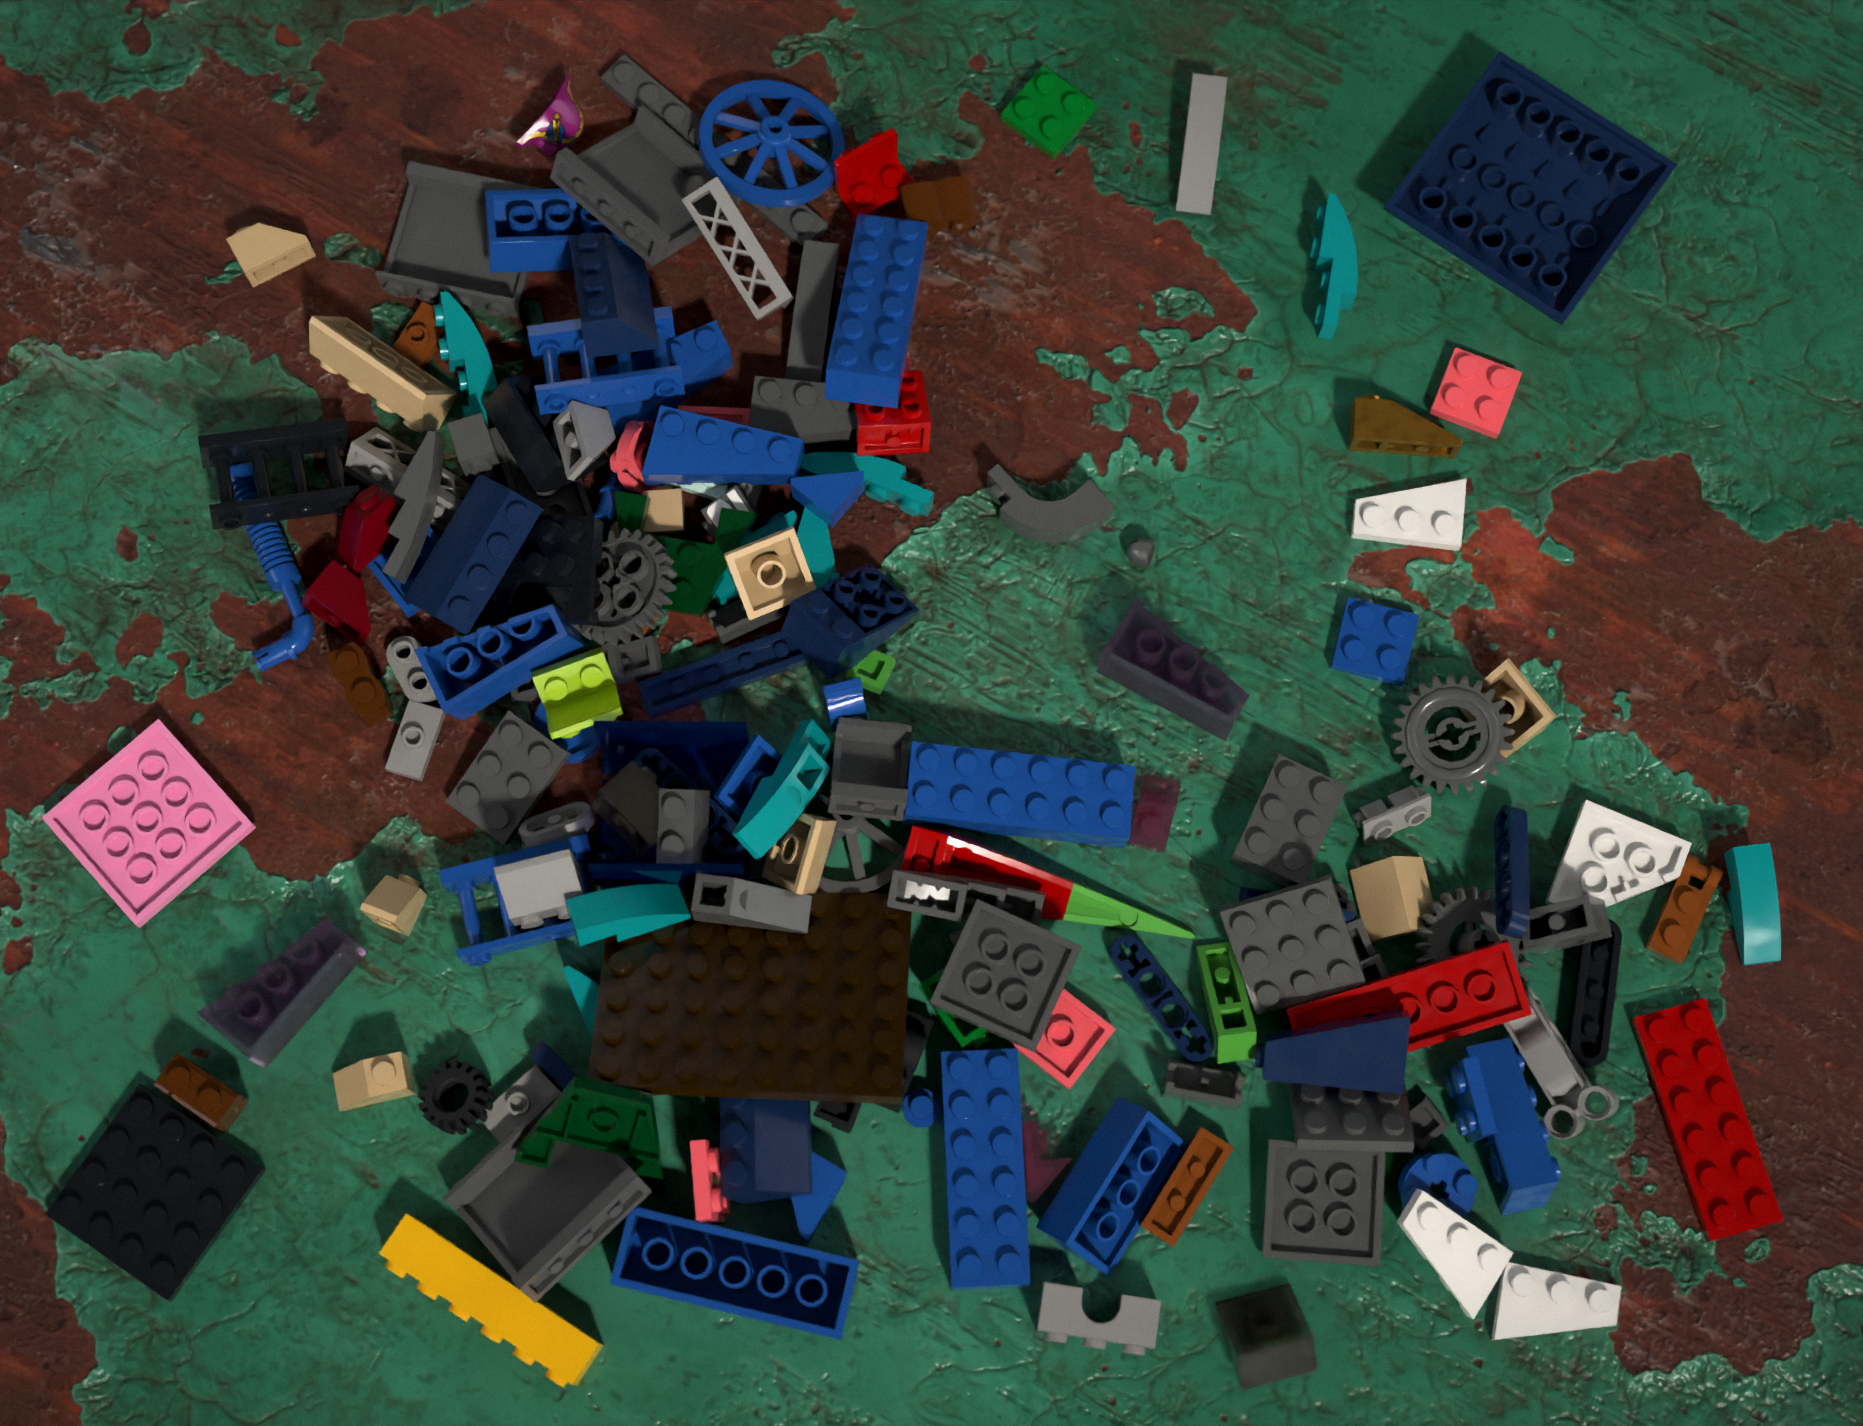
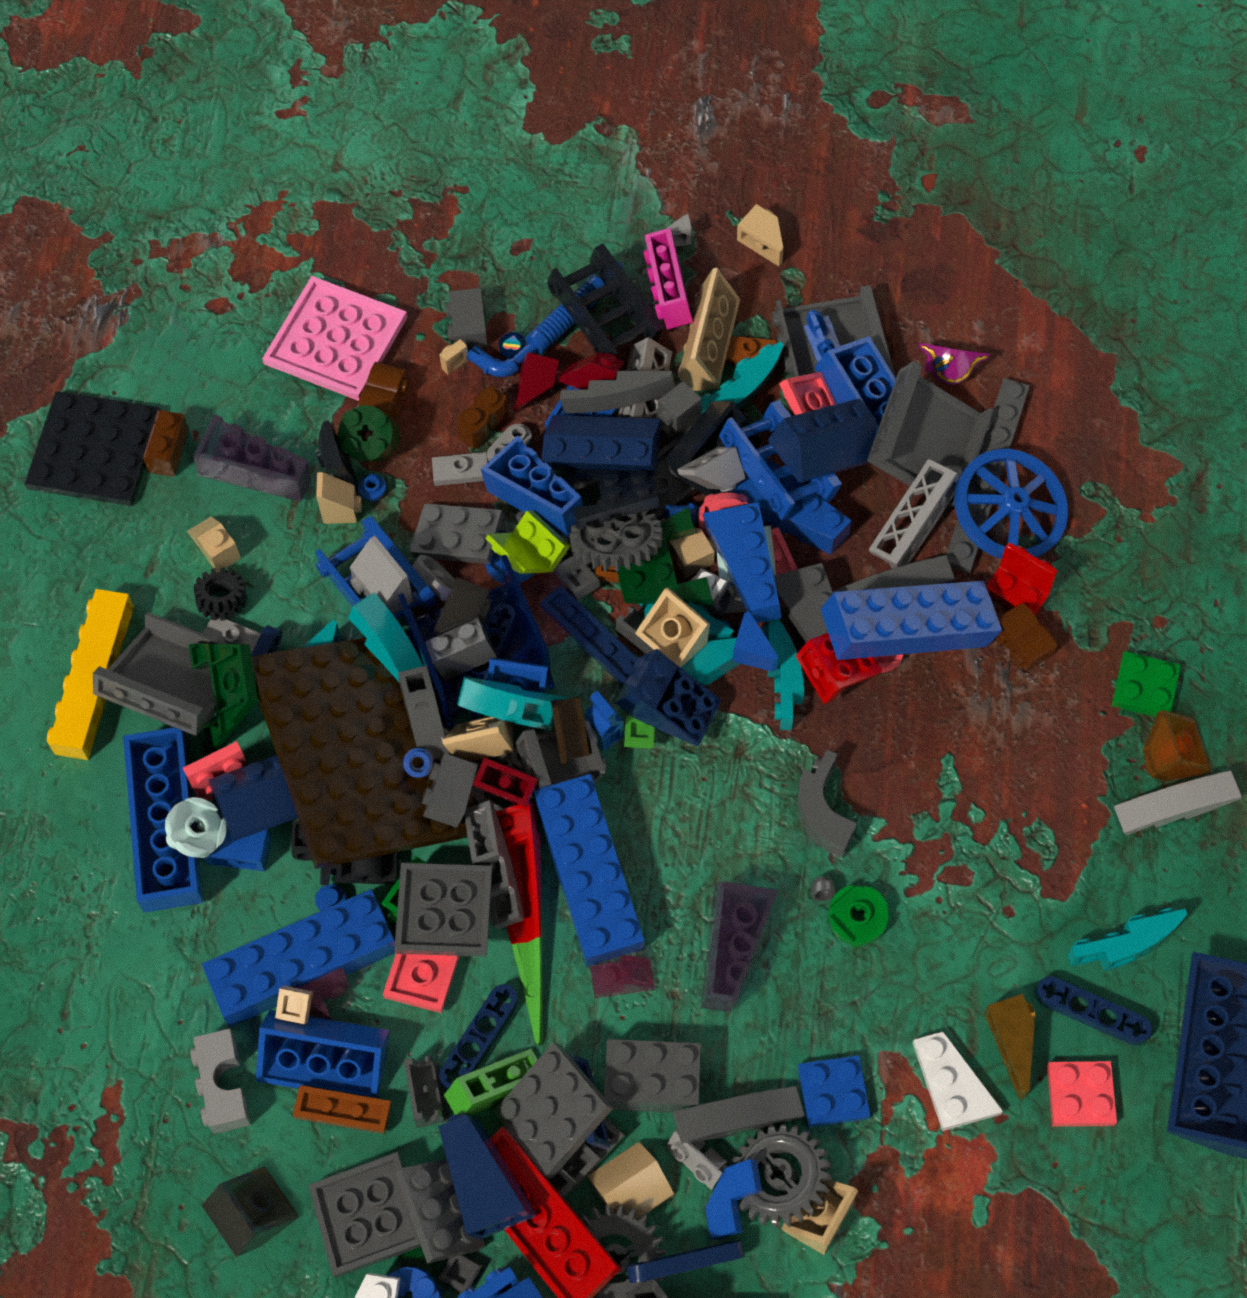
camera: 70 degrees right, 10 degrees down
(207, 649) = (467, 317): none -> dark grey brick
(214, 348) = (681, 231): none -> light grey slope
(253, 686) = (453, 356): none -> tan plate
(263, 792) = (385, 388): none -> reddish brown brick
(270, 611) = (511, 344): none -> clear blue tile
(281, 383) = (668, 279): none -> dark pink brick
(326, 886) = (333, 457): none -> black slope
(327, 851) = (357, 423): none -> dark green brick
(397, 865) = (375, 493): none -> blue plate
(450, 247) = (820, 334): none -> blue hinge
(539, 294) = (807, 393): none -> coral plate
(775, 1252) = (187, 841): none -> light aqua plate
(818, 930) = (418, 772): none -> blue plate
(846, 742) = (569, 728): none -> dark brown panel
(859, 911) = (450, 790): none -> dark grey brick
(881, 840) = (505, 782): none -> dark red slope
(1051, 1193) = (293, 1004): none -> tan plate
(1139, 118) = (1174, 748): none -> clear orange slope
(1198, 510) = (859, 898): none -> green plate
(1368, 750) = (738, 1114): none -> dark grey slope
(1392, 339) = (1094, 1006): none -> dark blue beam
(1460, 810) = (722, 1208): none -> blue tile

